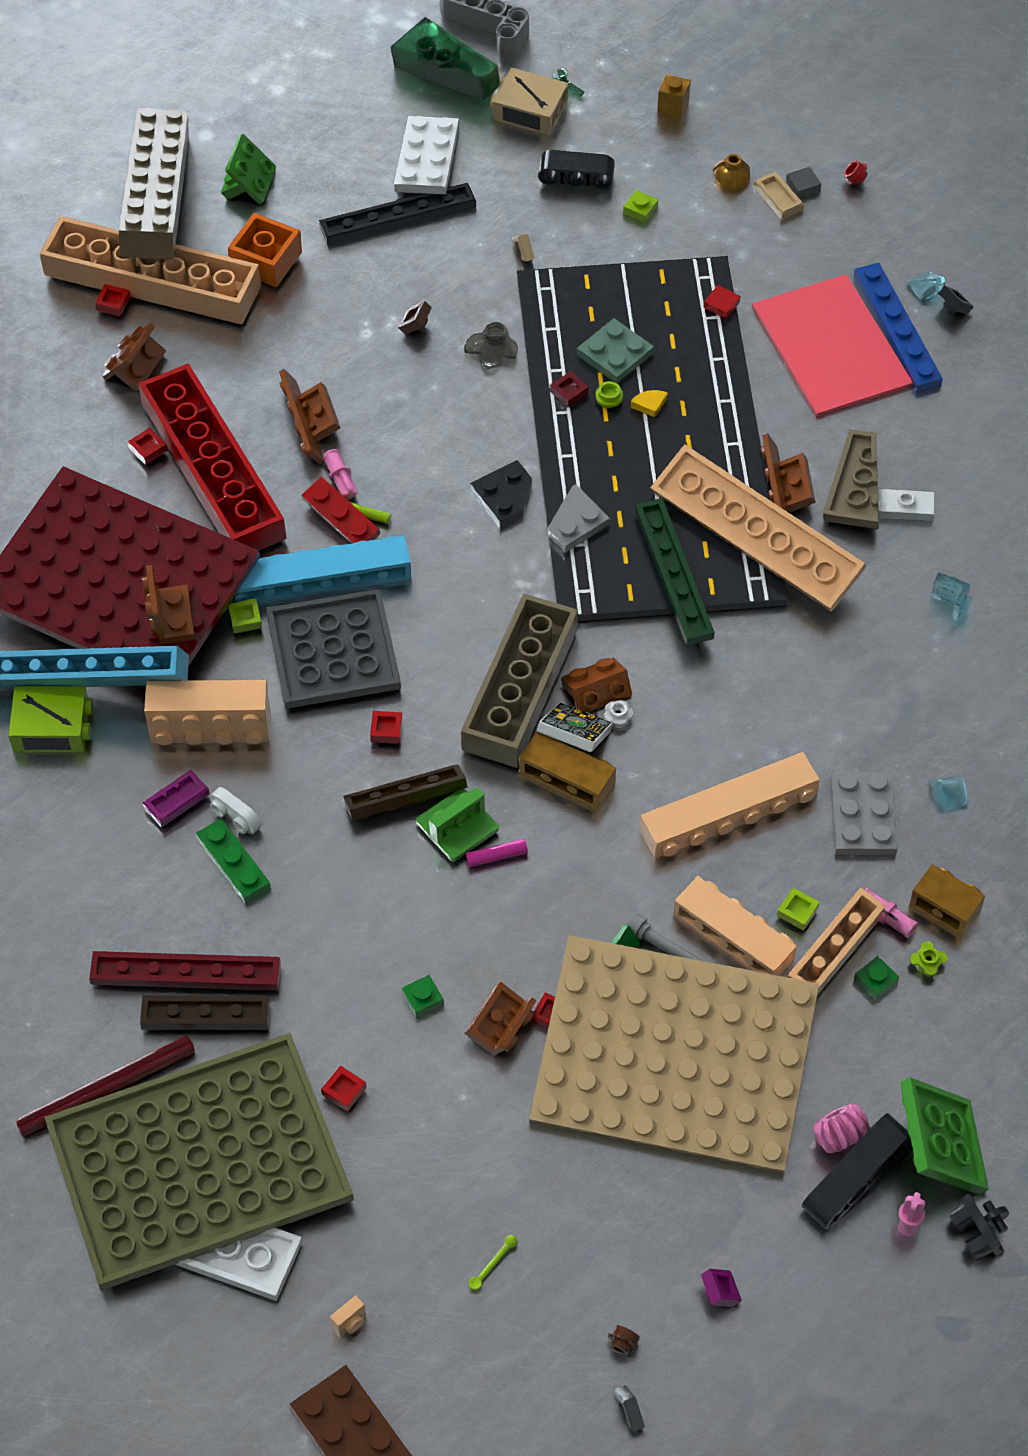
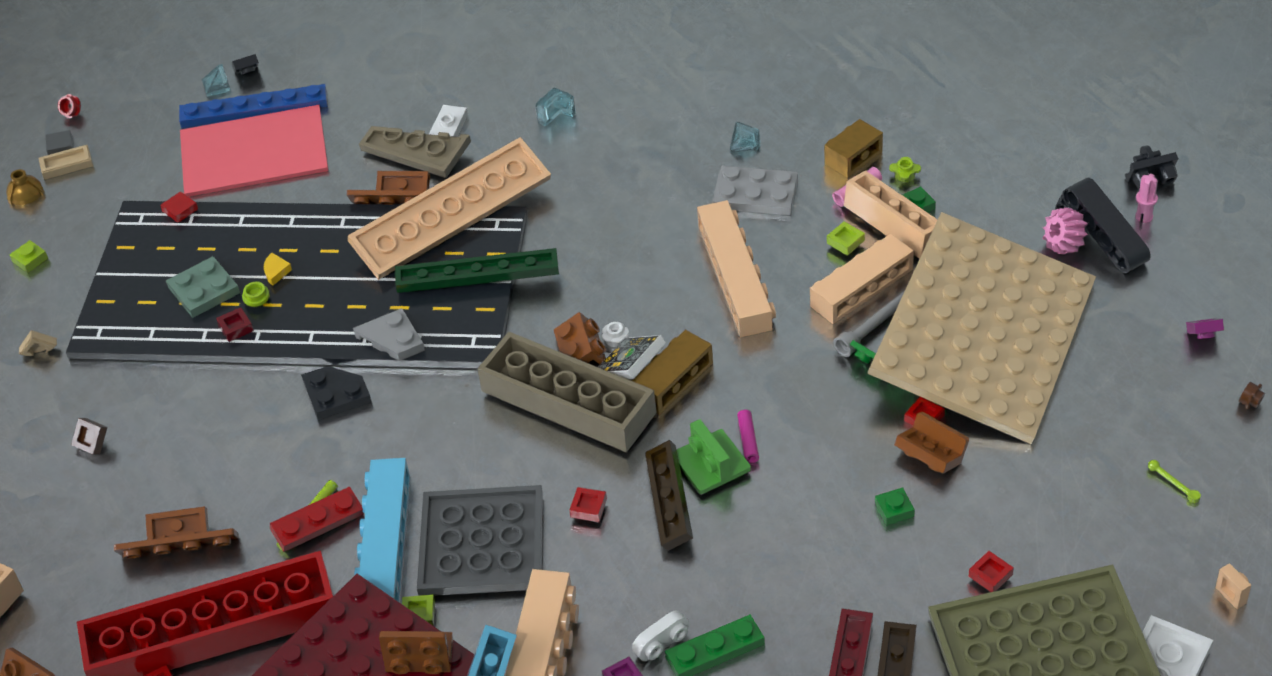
camera: 75 degrees left, 10 degrees down
(340, 473) = (260, 517): bright pink axle -> none
(492, 345) = (149, 382): clear smoke plate -> none
(943, 1136) = (1082, 169): bright green plate -> none

